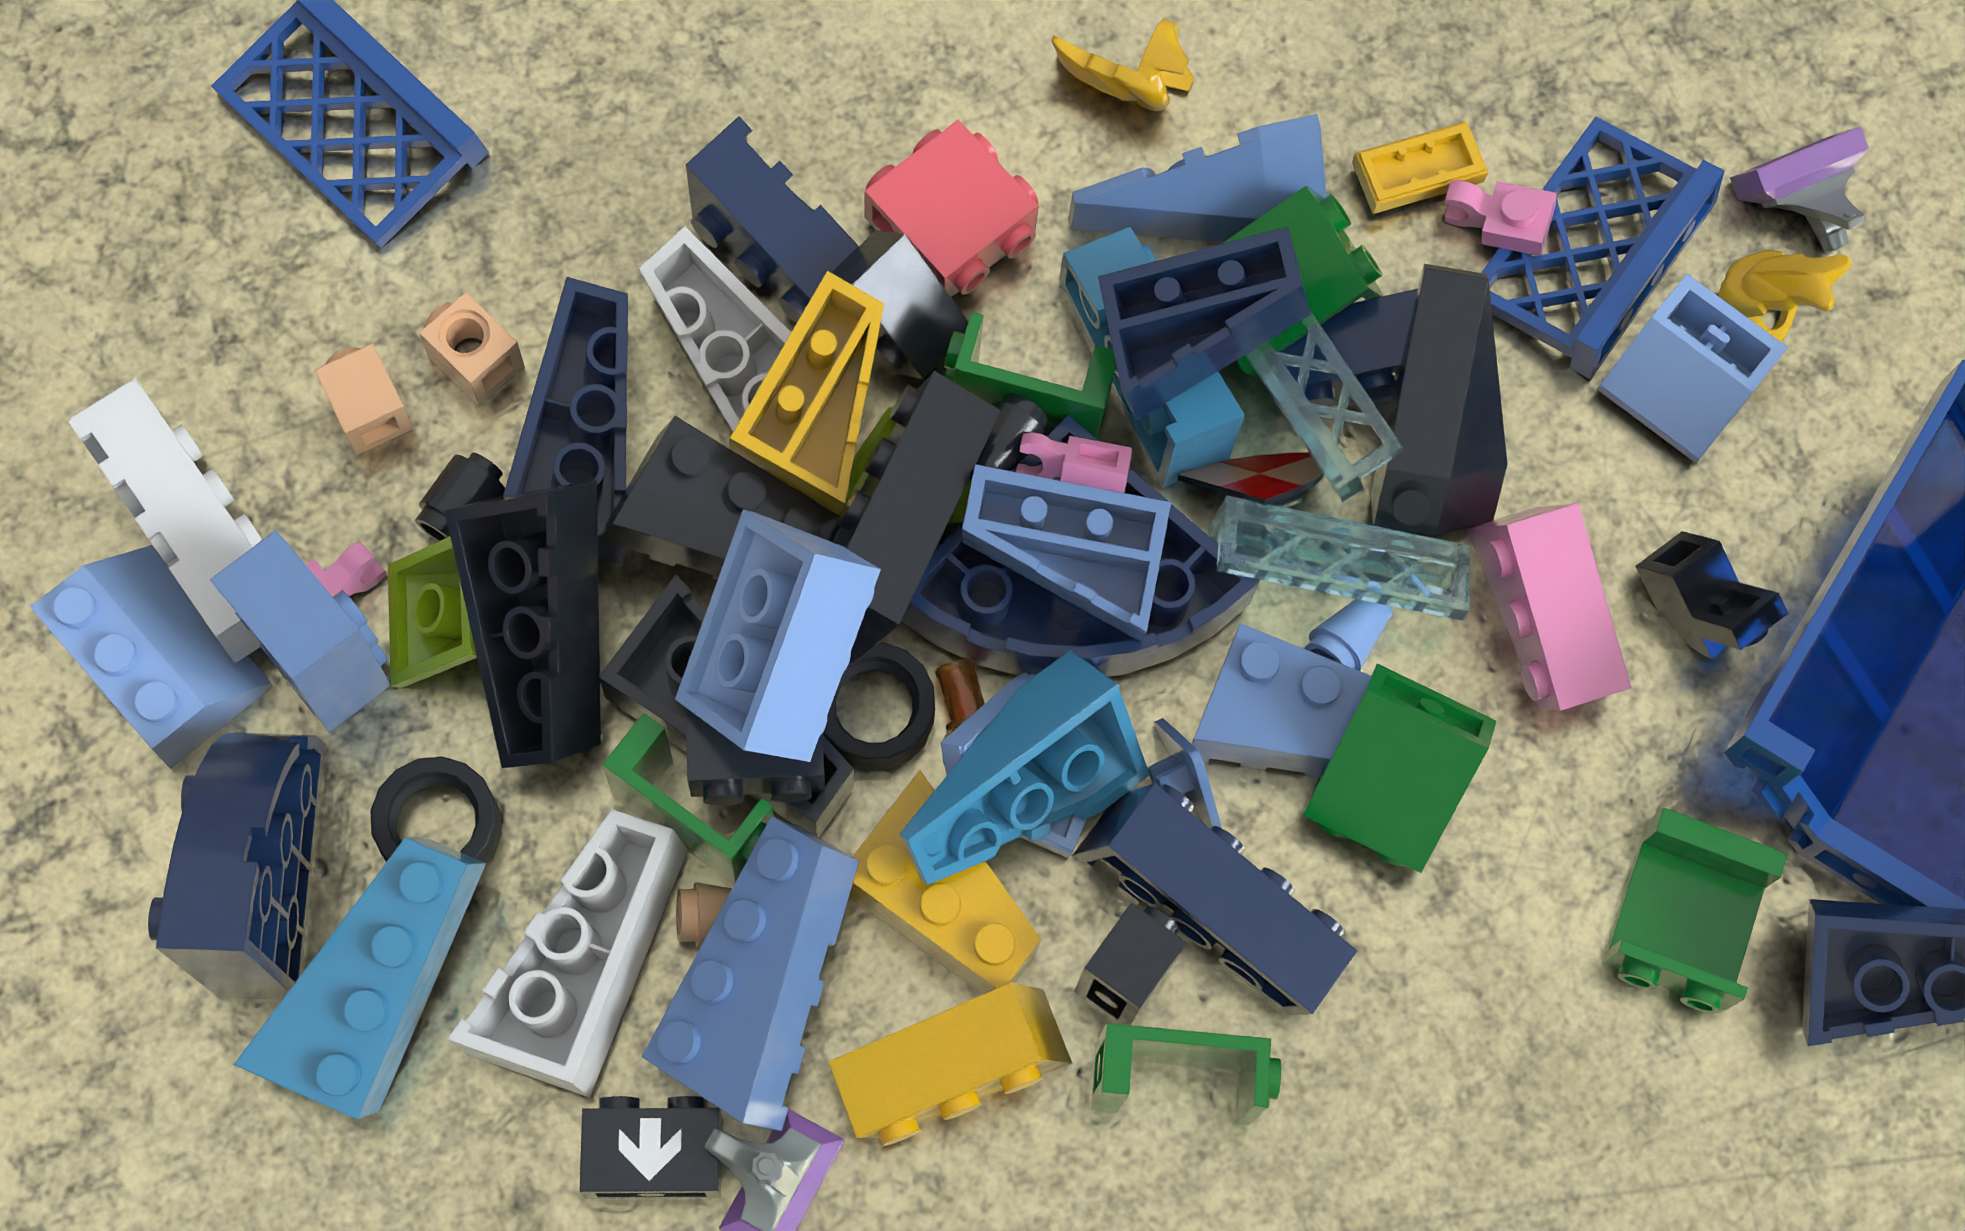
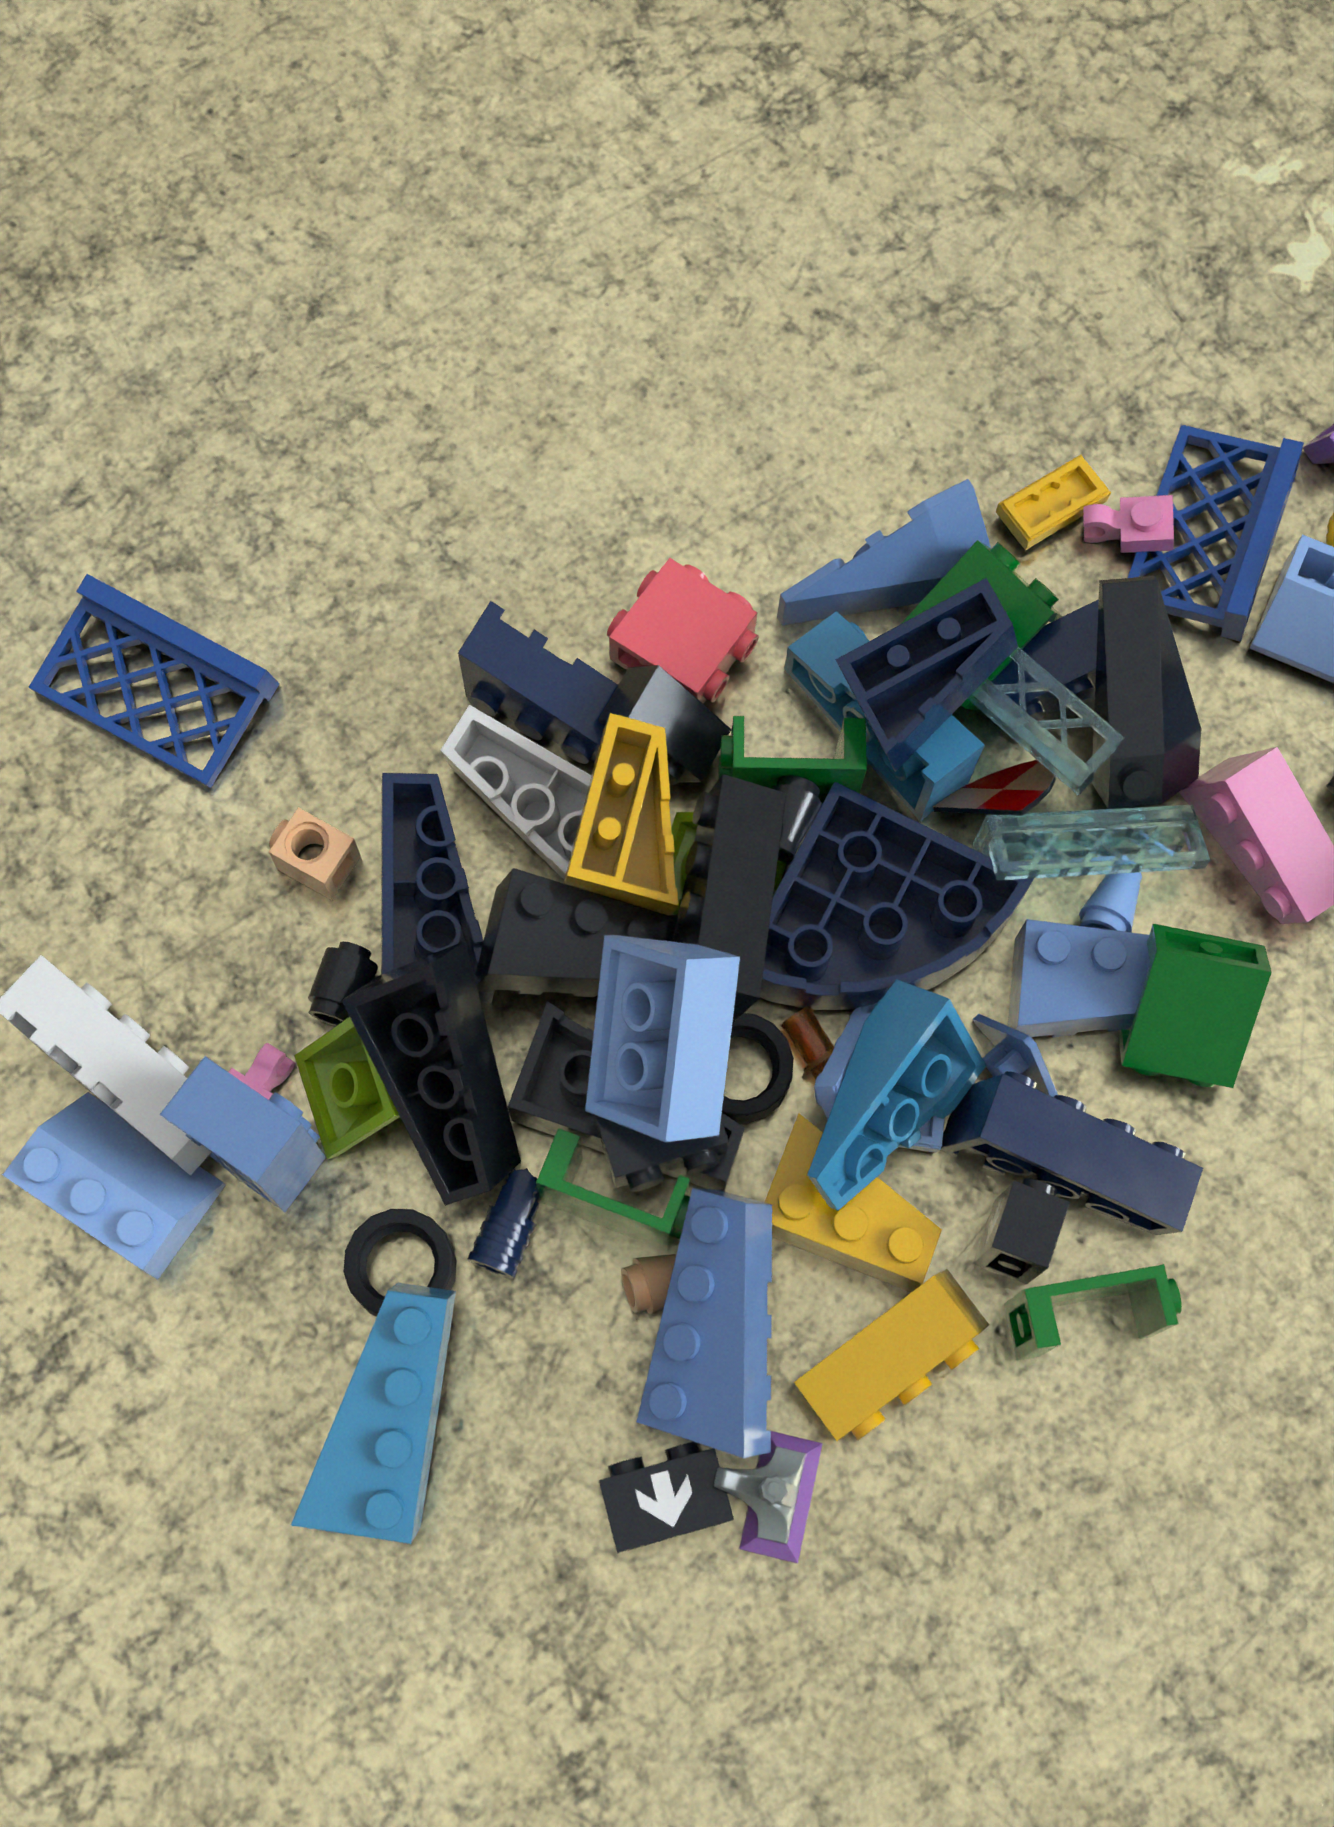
camera: 10 degrees left, 0 degrees up
(243, 866) = (251, 1349): dark blue brick -> none
(363, 398) = (234, 919): light nougat brick -> none
(565, 811) = (507, 1226): none -> dark blue hinge
(580, 958) = (557, 1352): white wedge -> none
(1072, 540) = (877, 888): medium blue wedge -> none
(1078, 462) = (864, 821): bright pink plate -> none
(1161, 67) = (823, 472): yellow hair -> none

